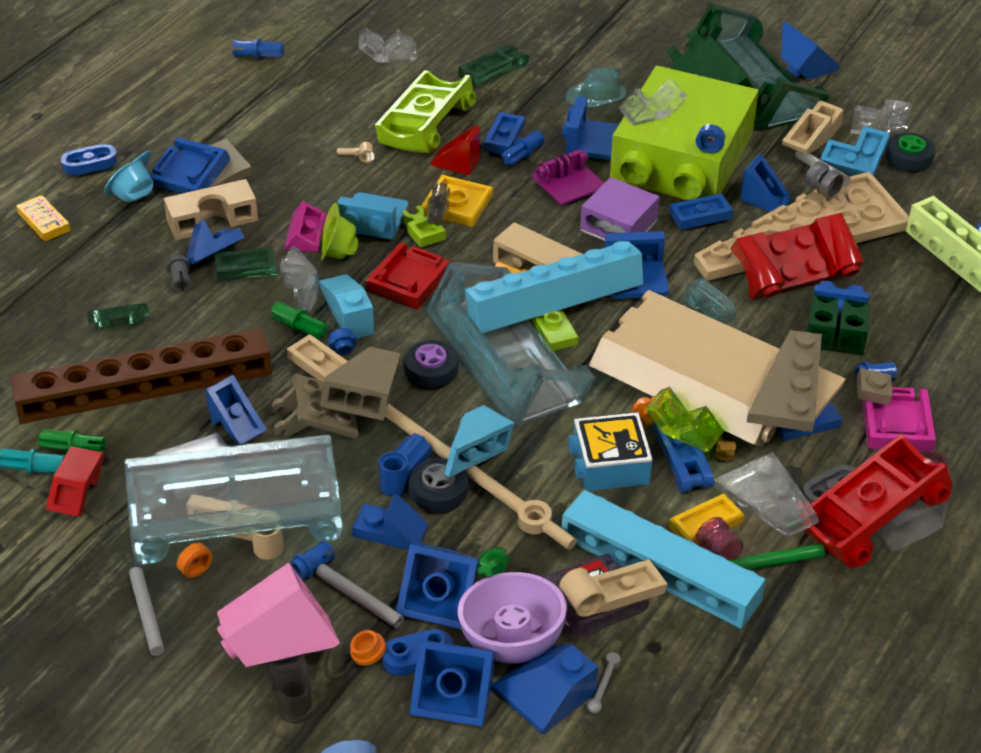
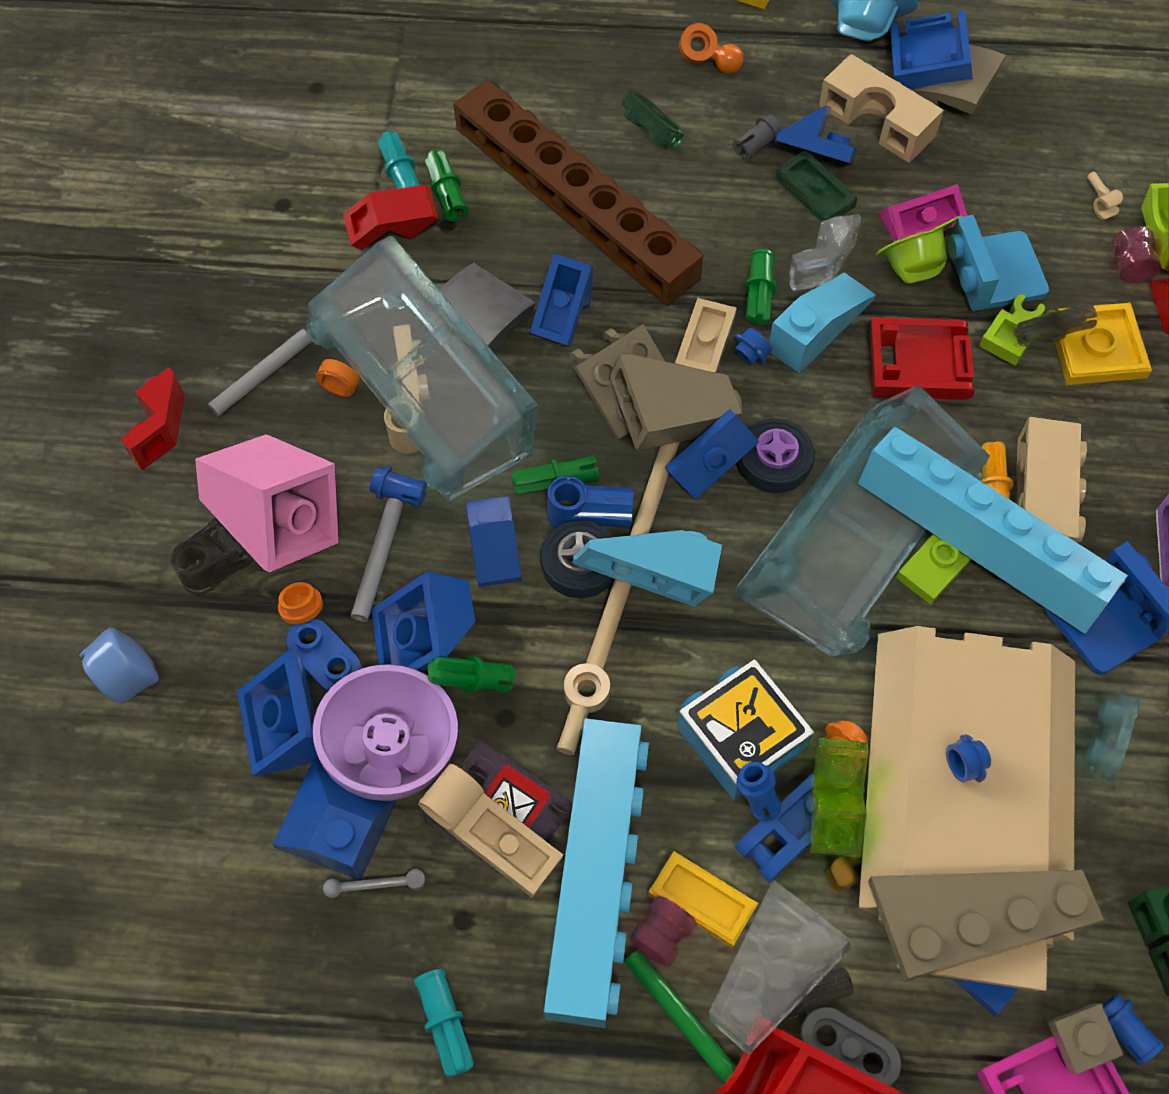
camera: 65 degrees right, 20 degrees up
(77, 267) = (727, 57): none -> orange plate
(141, 677) = (158, 434): none -> red slope
(365, 474) = (540, 477): none -> green axle
(412, 156) = (1136, 254): none -> clear pink wheel
(414, 384) = (712, 454): none -> blue plate
(658, 446) = (757, 785): none -> blue pin
(700, 352) = (968, 759): none -> blue plate
(720, 674) = (444, 1022): none -> teal axle

